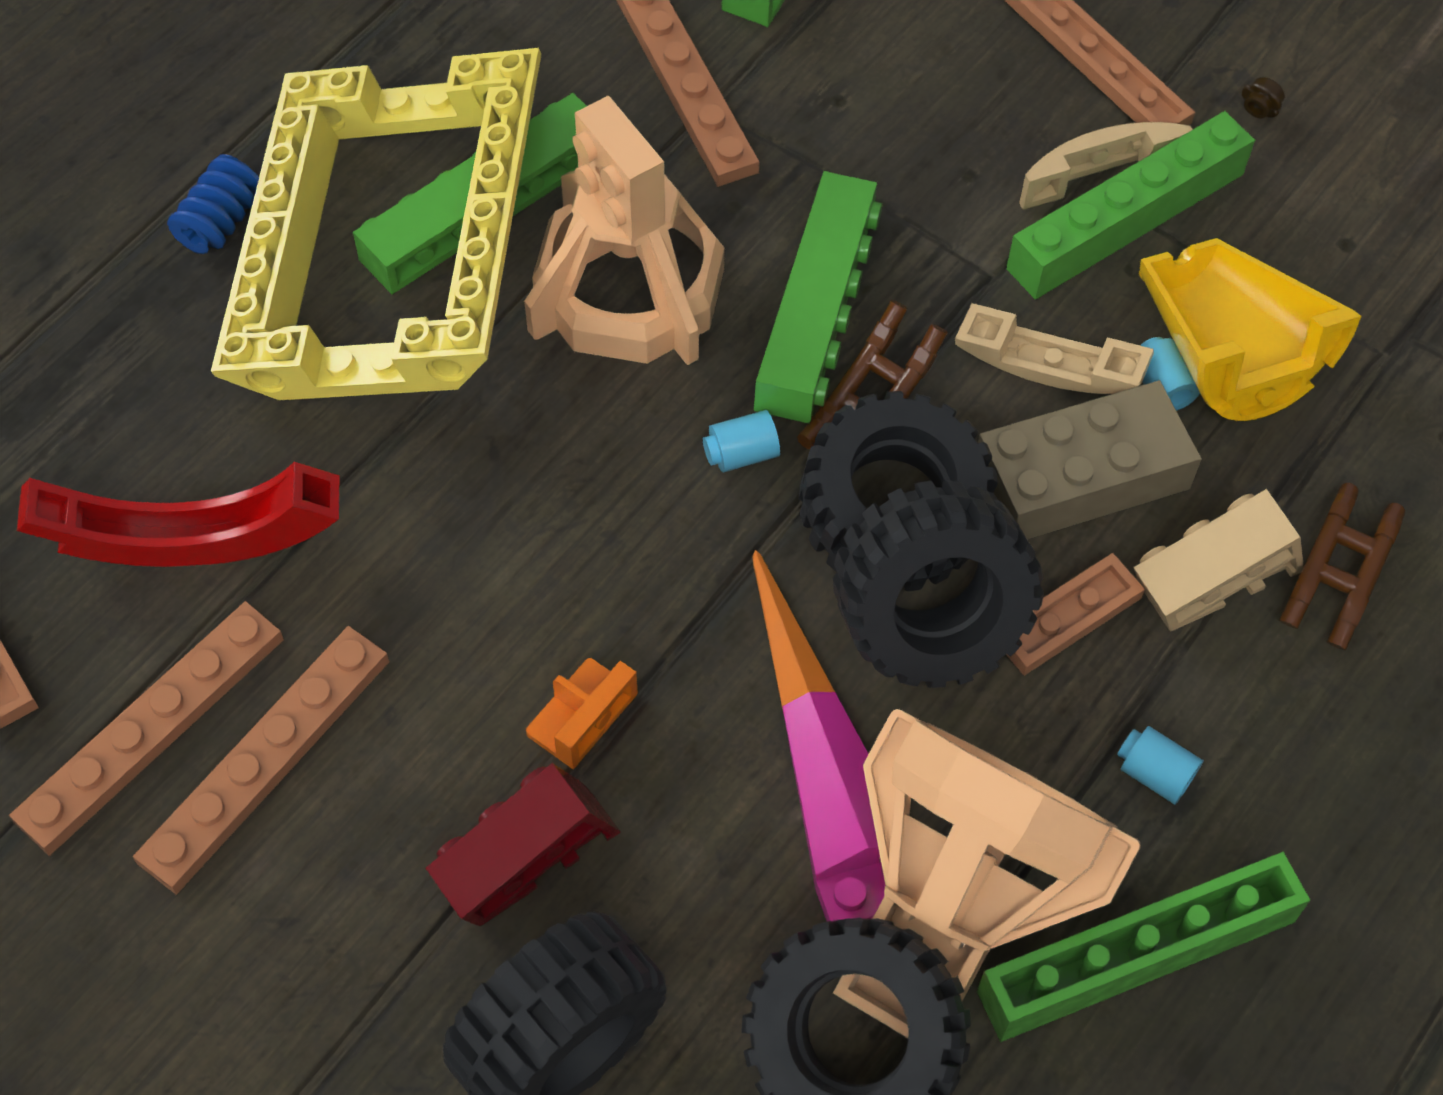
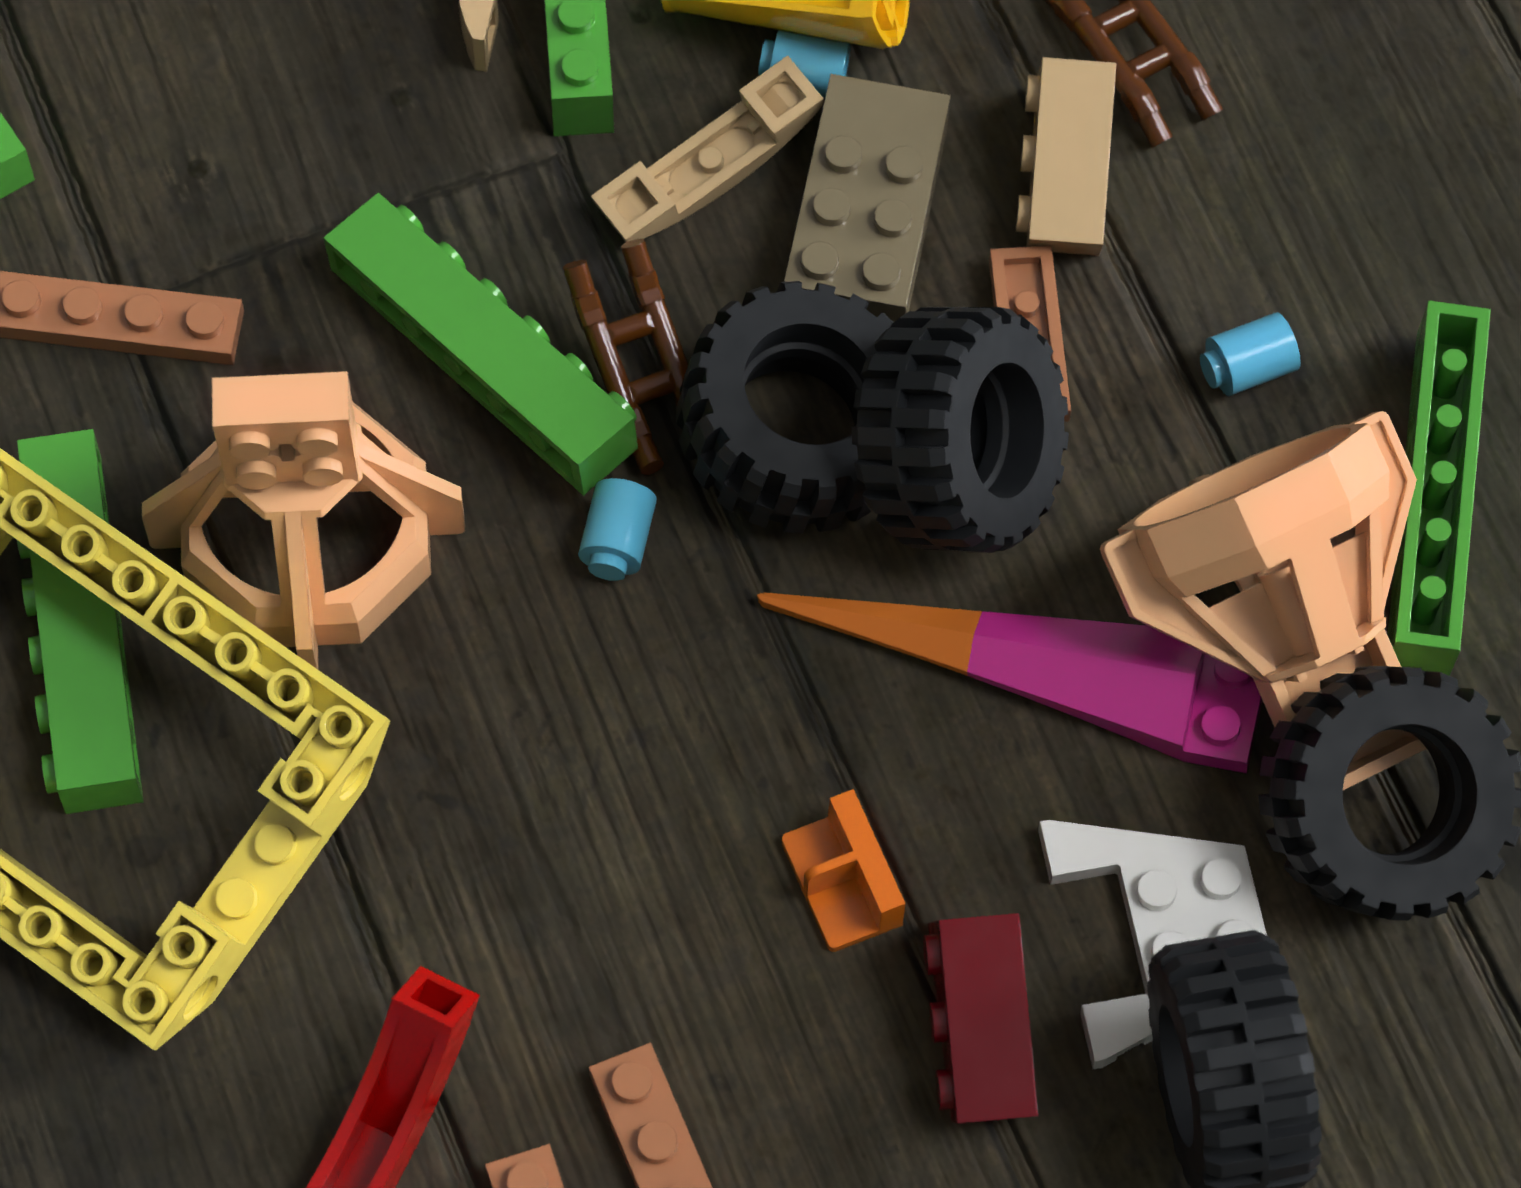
camera: 60 degrees left, 5 degrees up
(704, 938) = (1171, 895): none -> white wing

